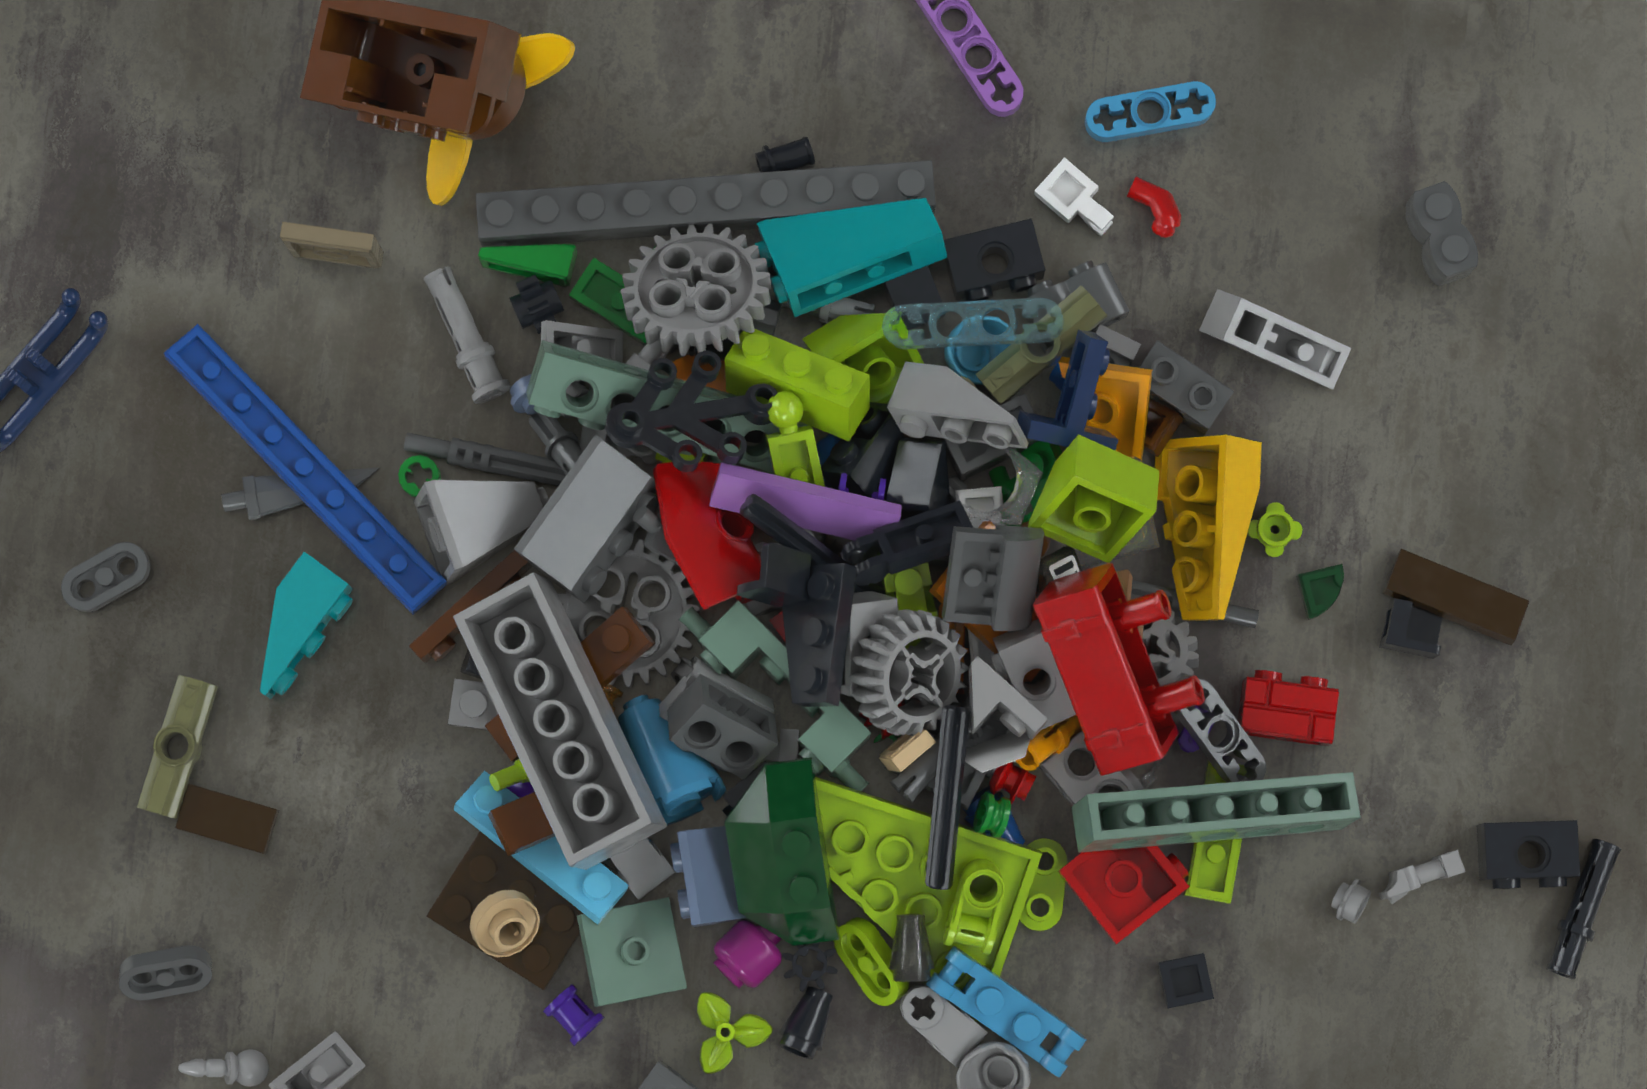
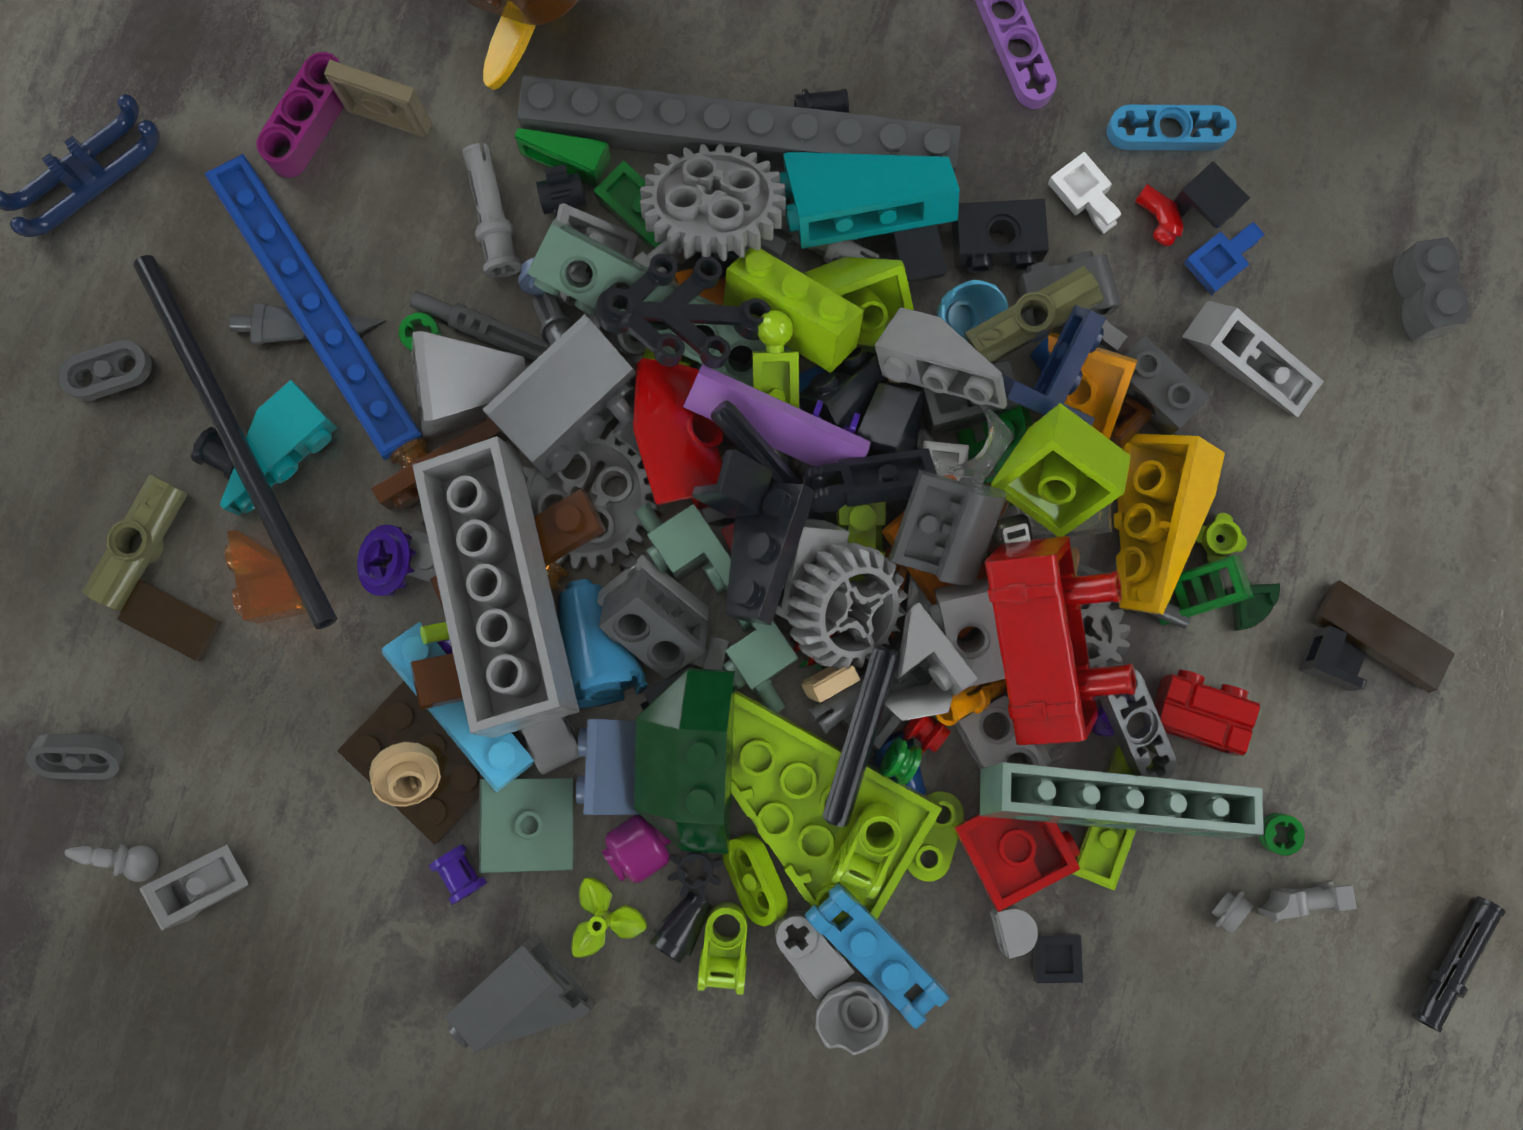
camera: 10 degrees right, 0 degrees up
(243, 639) = (211, 450): none -> black bush
(253, 294) = (306, 135): none -> magenta beam
(261, 622) = (235, 443): none -> black piece
(320, 760) = (261, 579): none -> clear orange slope
(423, 704) = (375, 551): none -> dark purple gear
(438, 603) = (409, 453): none -> clear orange bush
(854, 1041) = (724, 957): none -> lime piece
(911, 950) = (796, 880): clear smoke cone -> none
(973, 316) = (972, 287): clear light blue beam -> none
(1136, 960) = (1014, 931): none -> light grey brick
(1202, 181) = (1212, 196): none -> black panel
(1224, 242) = (1222, 259): none -> blue plate
(1297, 568) = (1238, 577): none -> green slope
(1374, 815) = (1295, 836): none -> green bush
(1556, 847) = (1443, 899): black brick -> none

